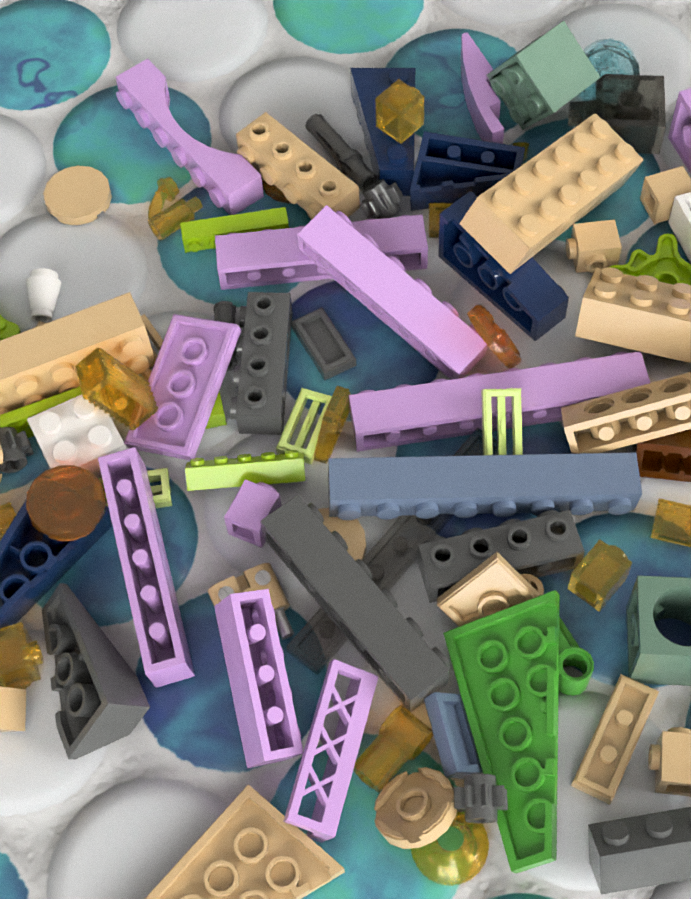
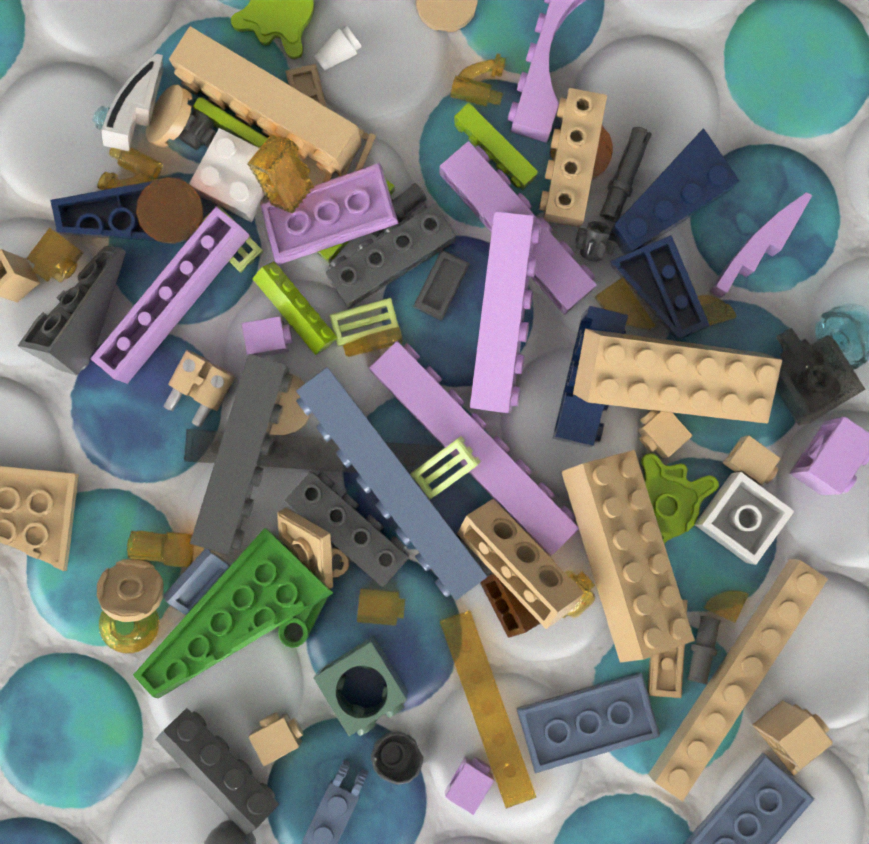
camera: 45 degrees right, 25 degrees up
(258, 678) = (140, 432): lavender brick -> none
(341, 751) = (133, 518): lavender fence -> none
(400, 111) = (671, 206): clear yellow brick -> none
(480, 798) = (158, 629): dark grey gear -> none
(494, 336) = (519, 412): clear orange tile -> none
(543, 76) = (797, 291): brick -> none
(615, 739) = (269, 685): tan tile -> none

